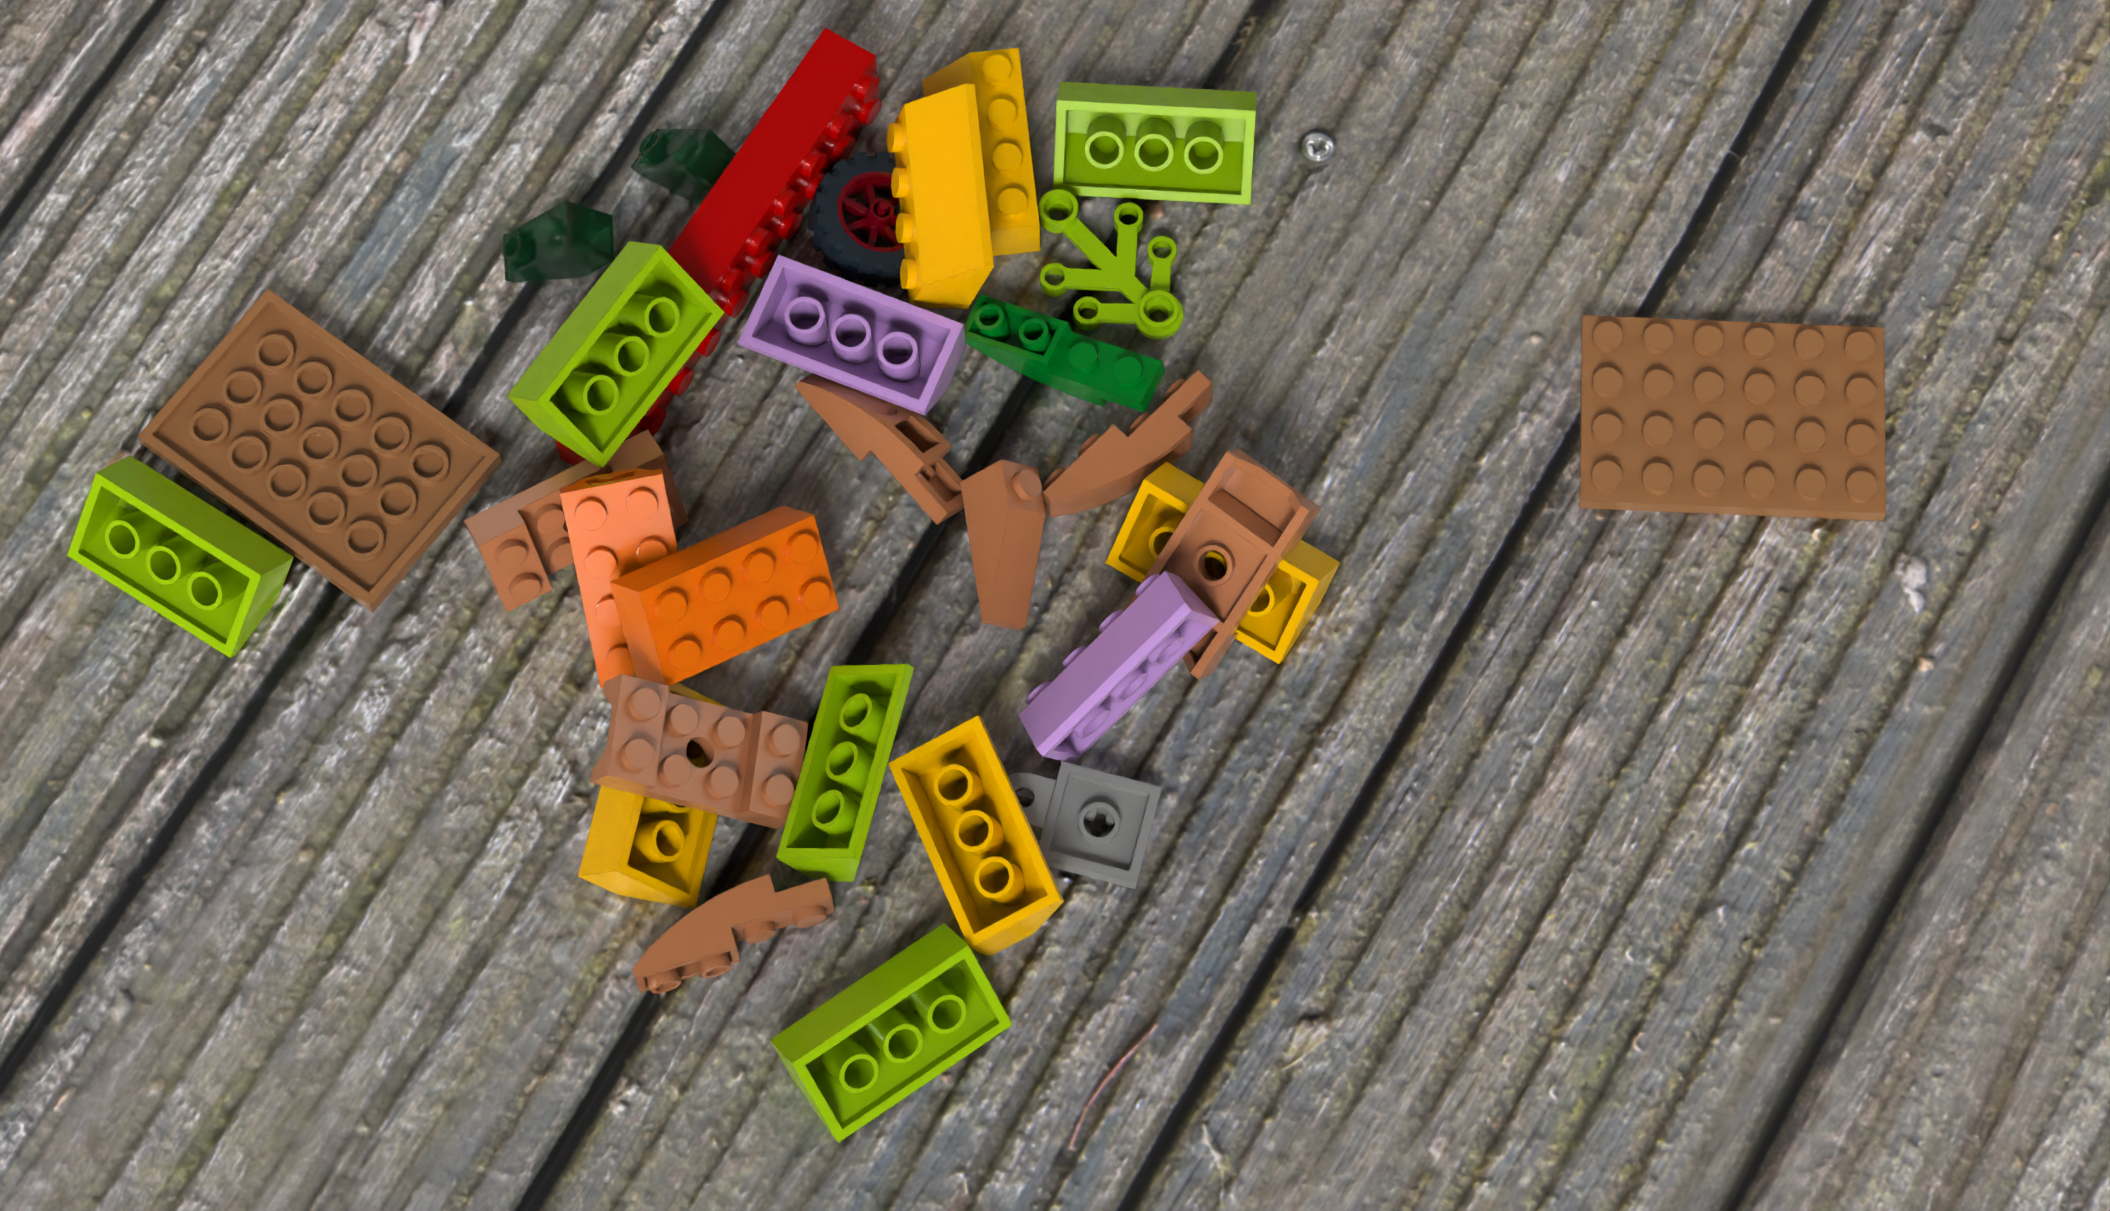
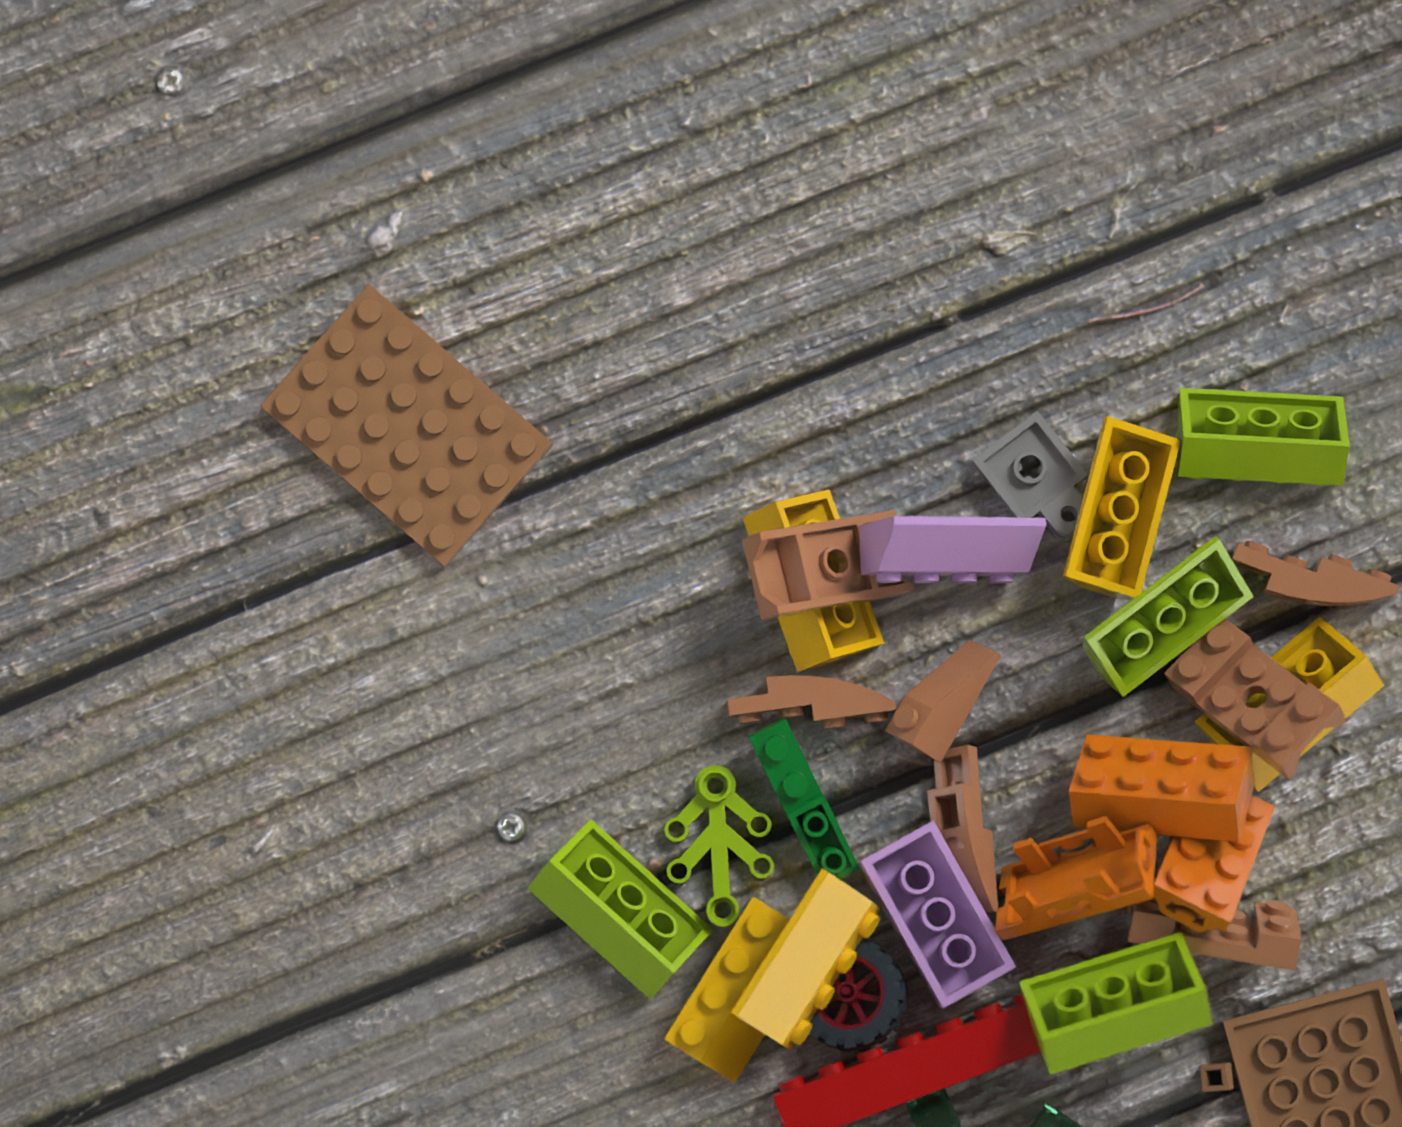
camera: 140 degrees left, 15 degrees up
(467, 400) = (1226, 1072): none -> medium nougat piece
(740, 451) = (1070, 886): none -> orange piece

